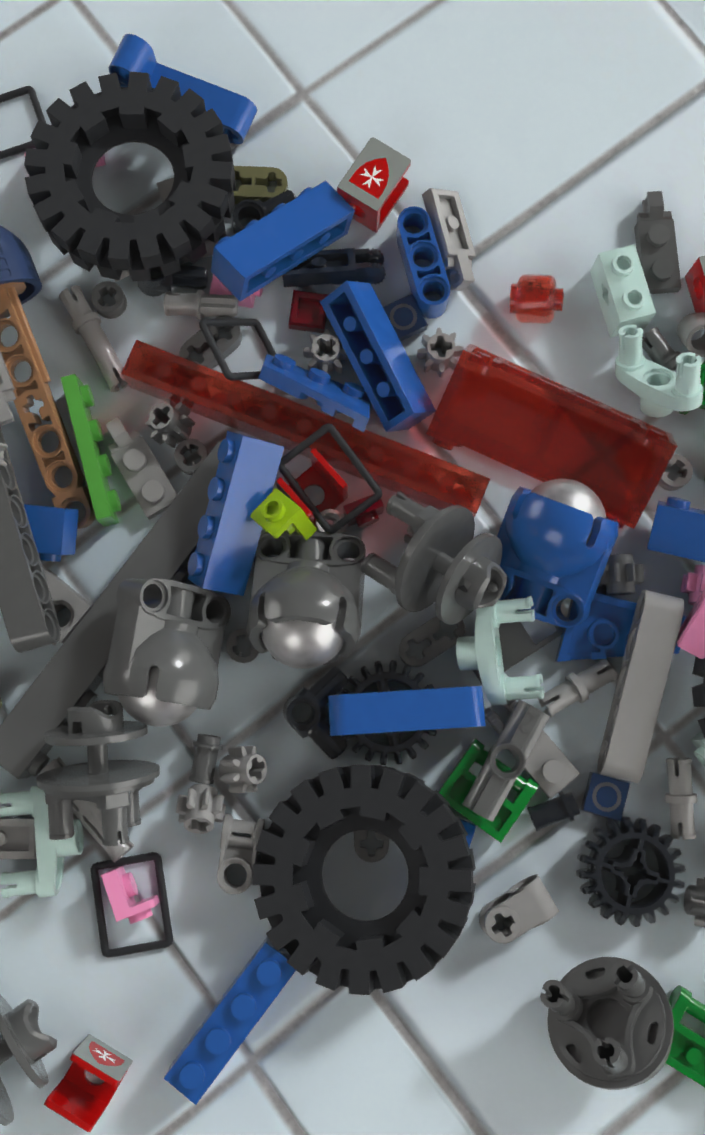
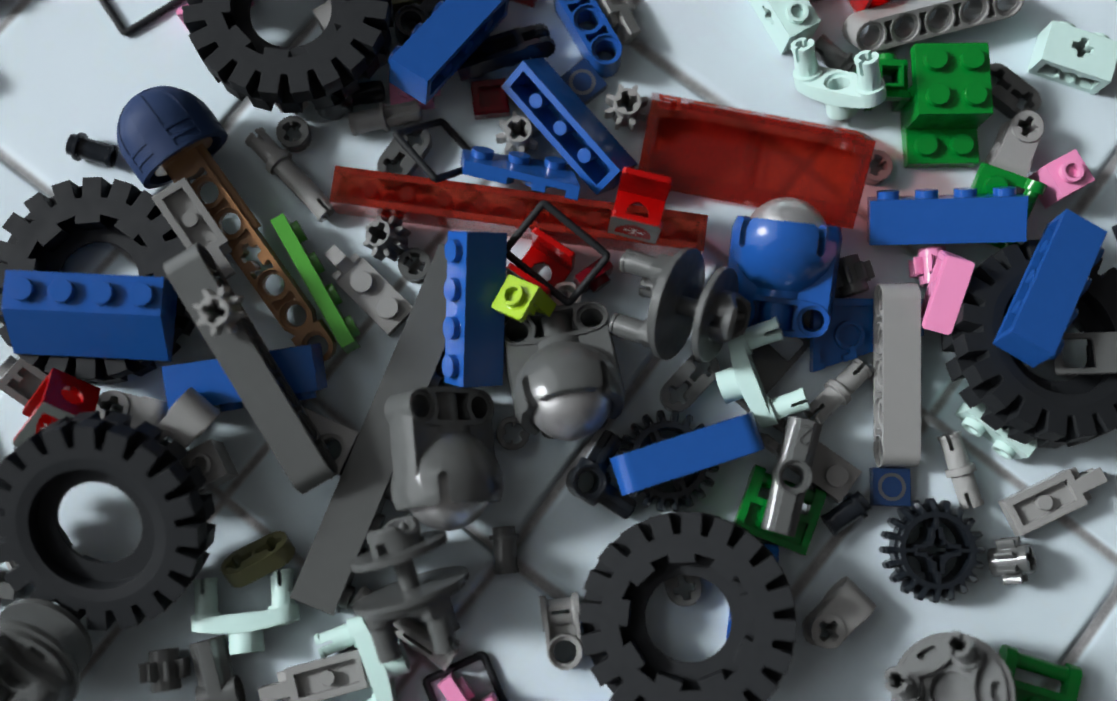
camera: 20 degrees left, 0 degrees up
(201, 808) = (514, 597): light grey gear -> none
(242, 769) = (544, 550): light grey gear -> none
(425, 435) = (644, 189): none -> red piece
(536, 298) = (703, 34): clear red head -> none

